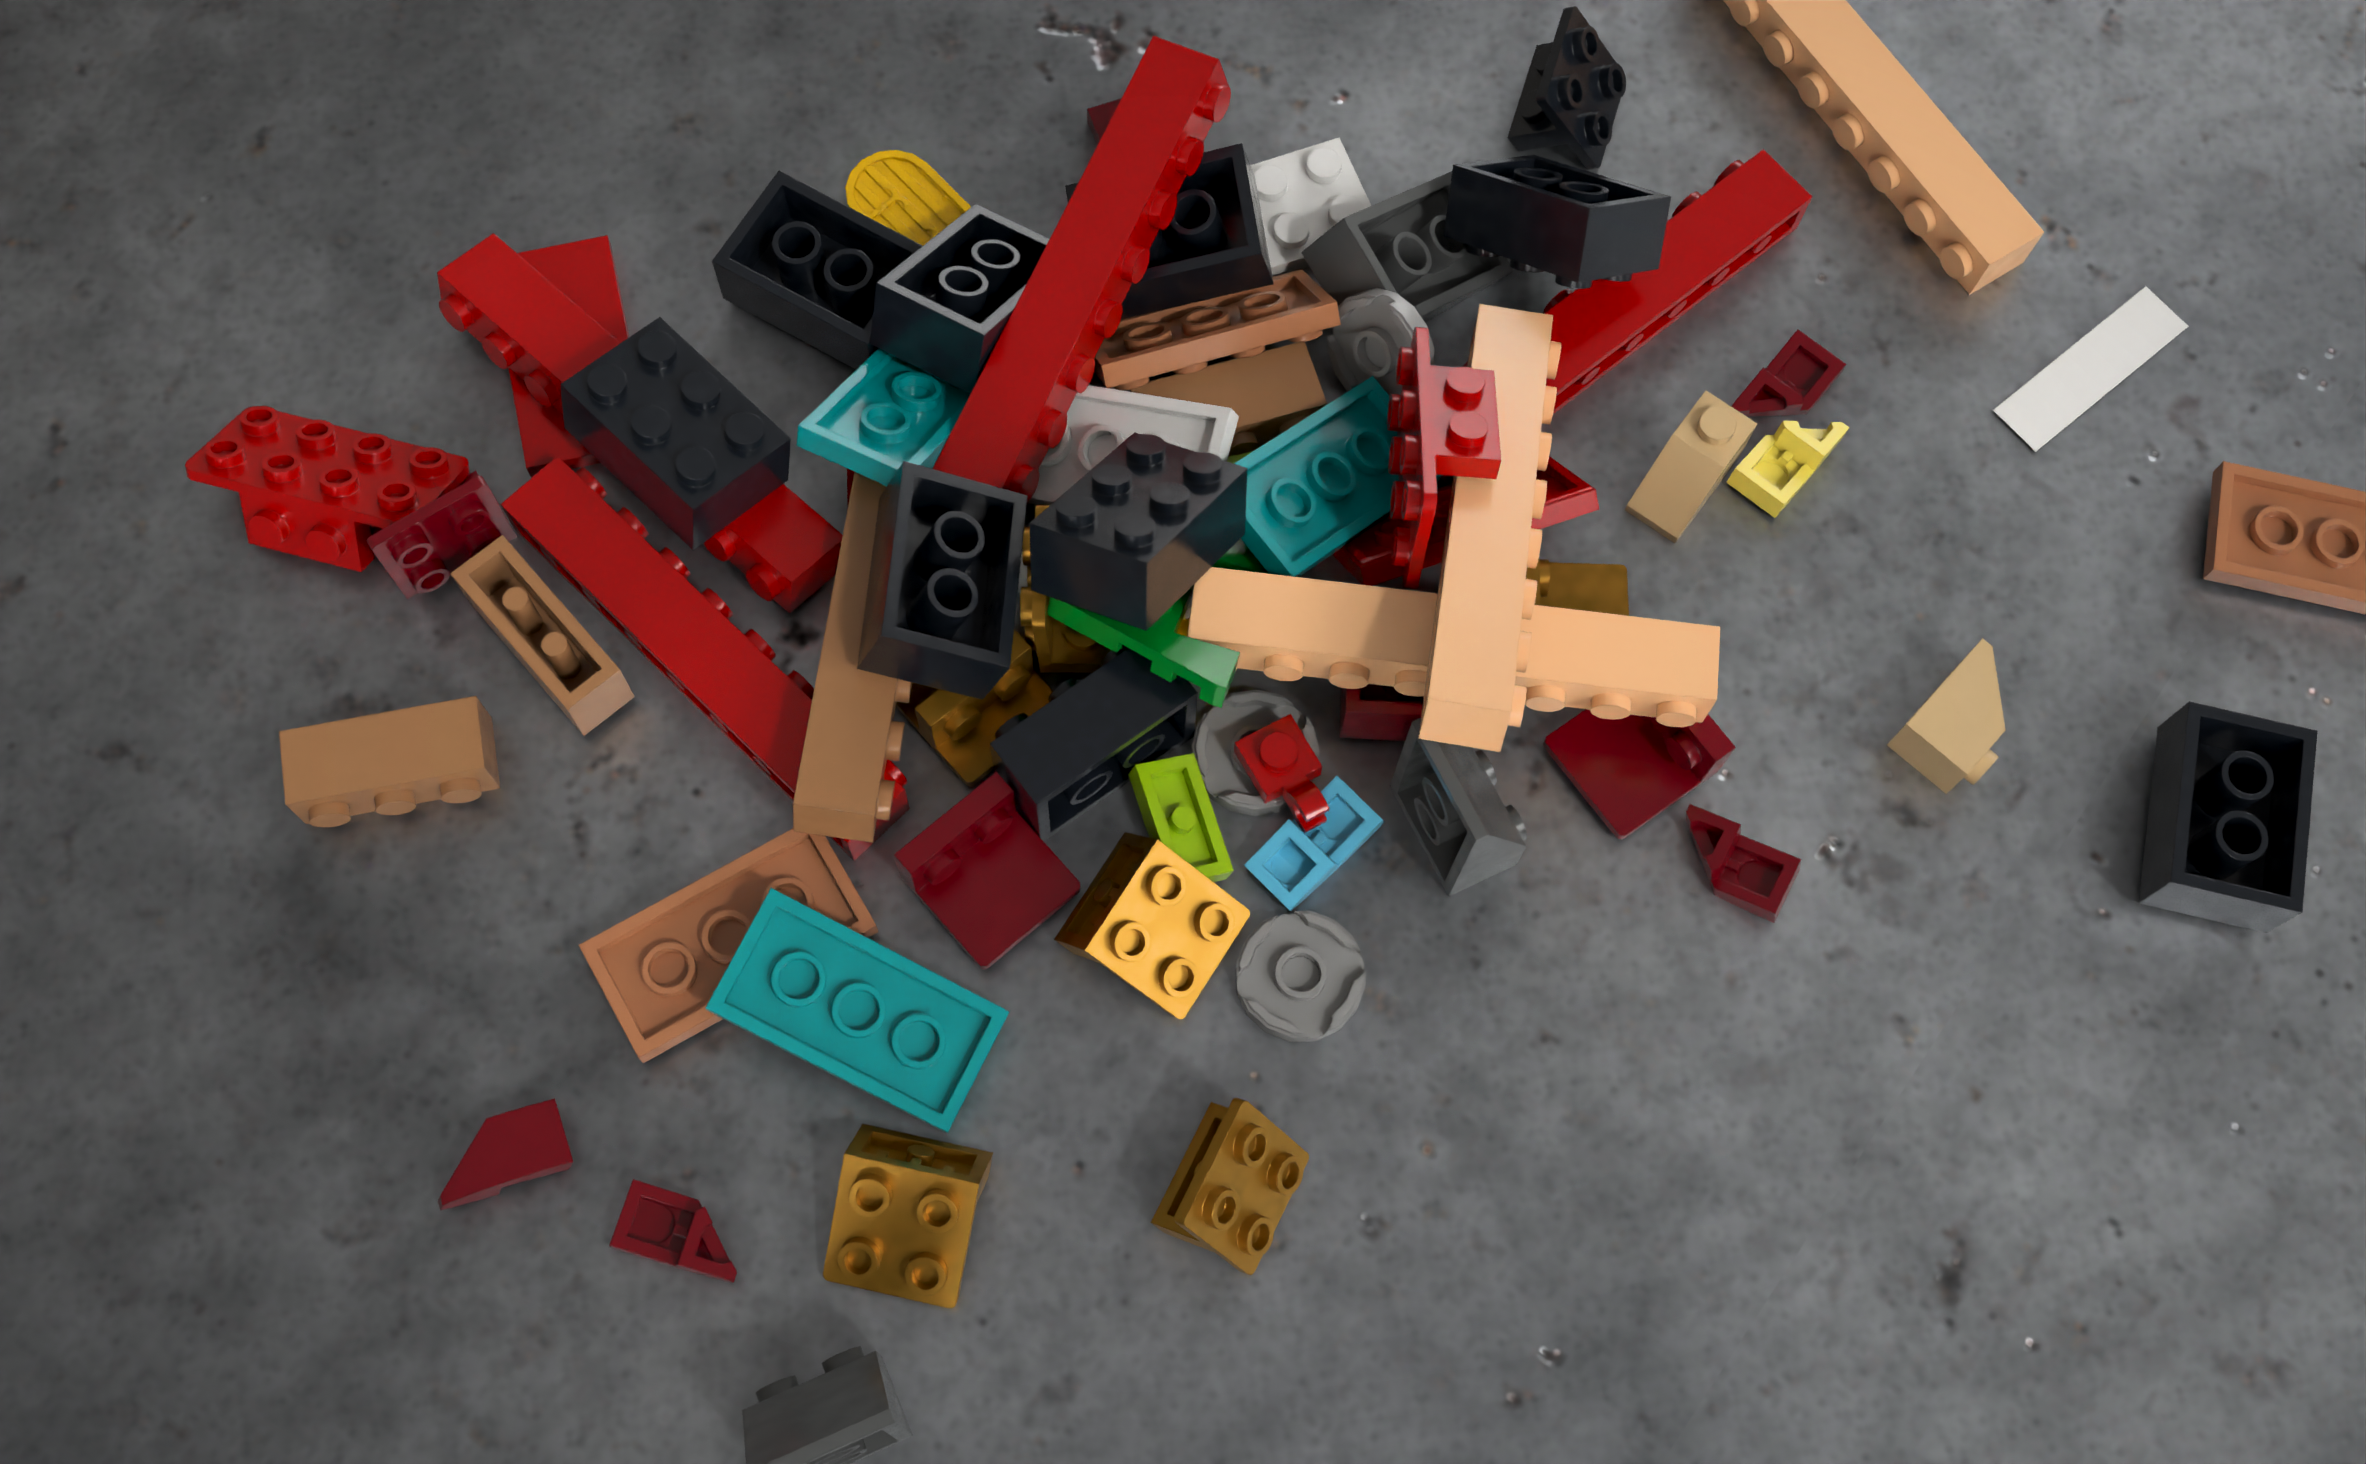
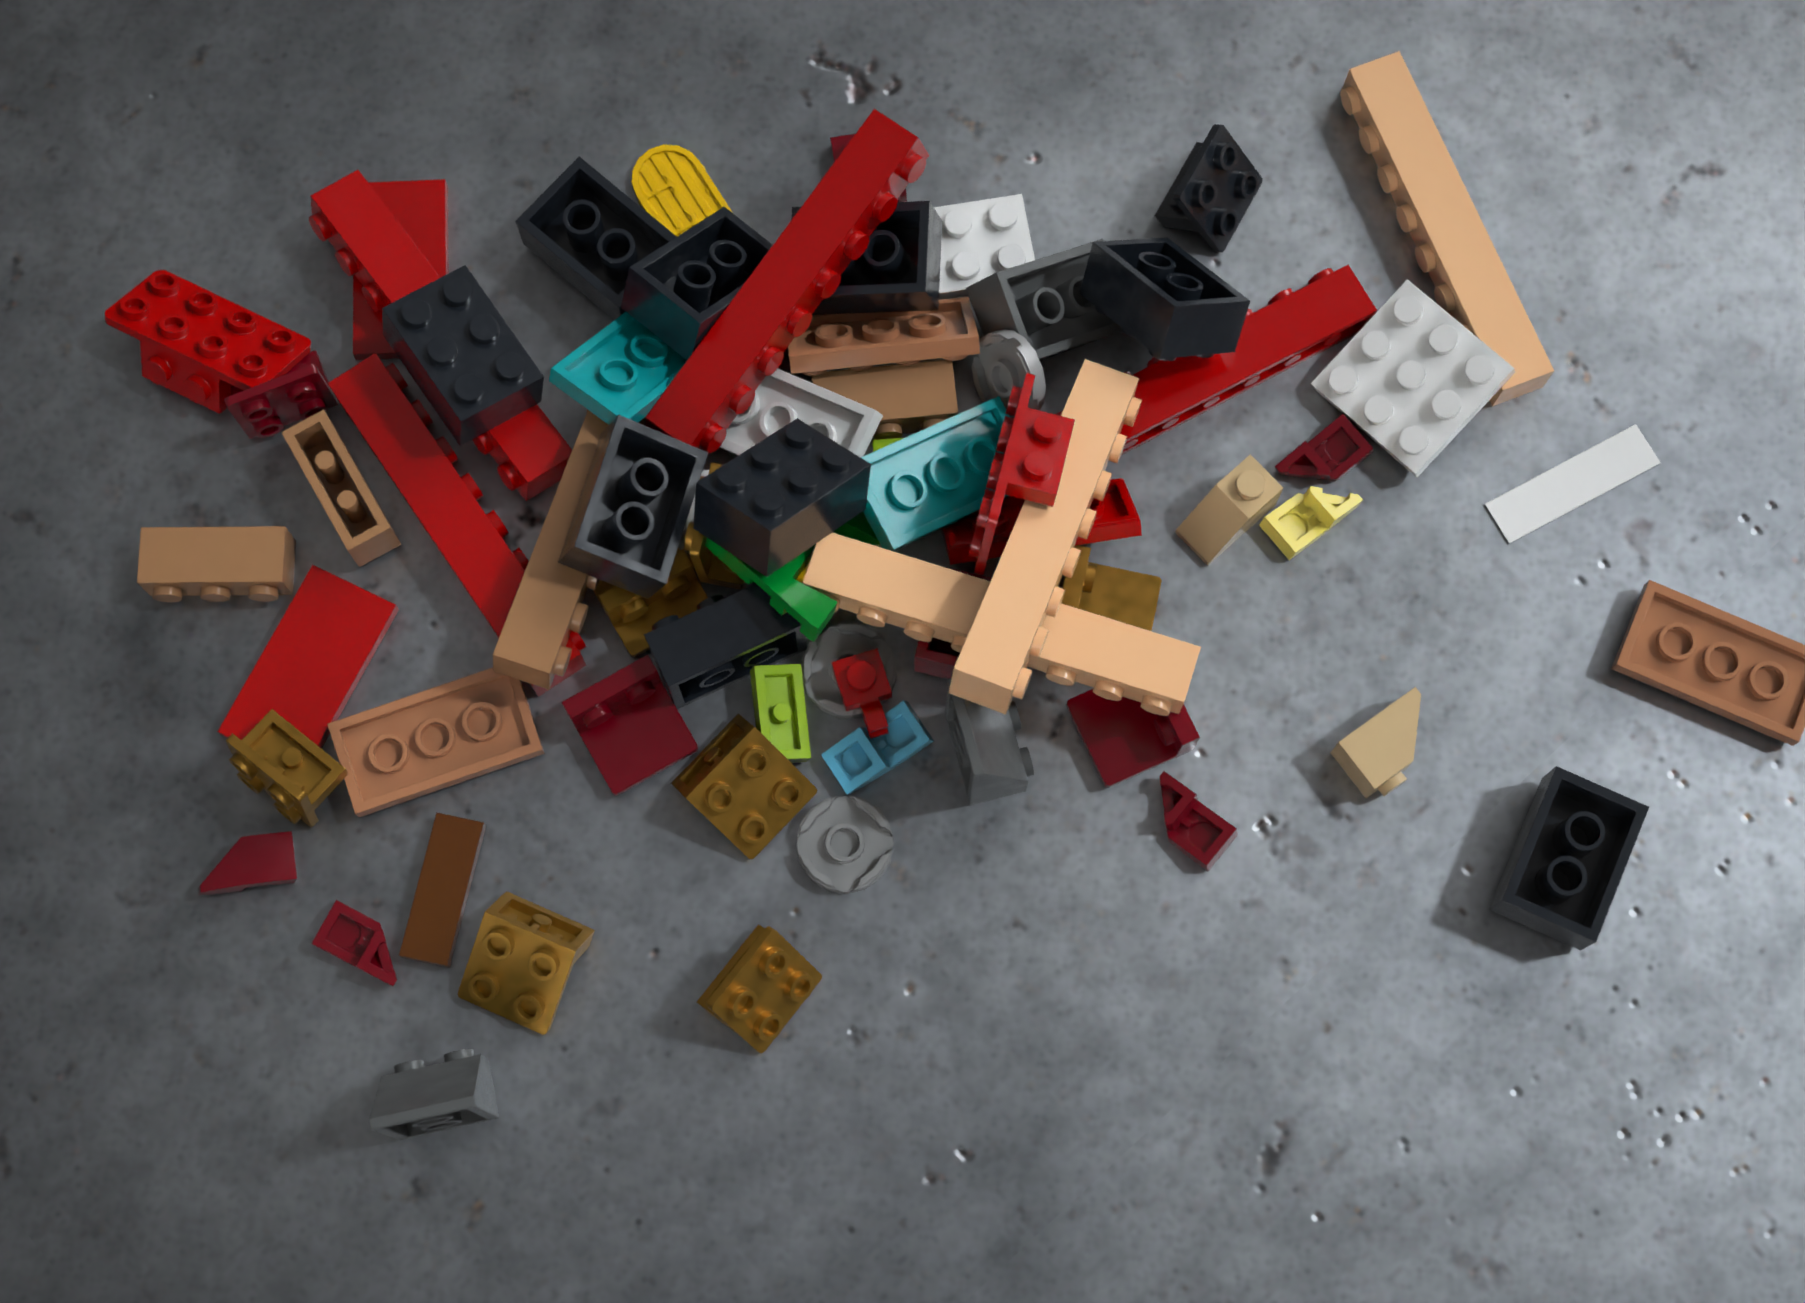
camera: 15 degrees right, 5 degrees up
(532, 1012) = (286, 766): none -> pearl gold bracket
(538, 882) = (313, 657): none -> red tile
(774, 1146) = (442, 890): none -> reddish brown tile
(857, 1010) = (516, 810): teal plate -> none
(1874, 271) = (1412, 378): none -> white plate

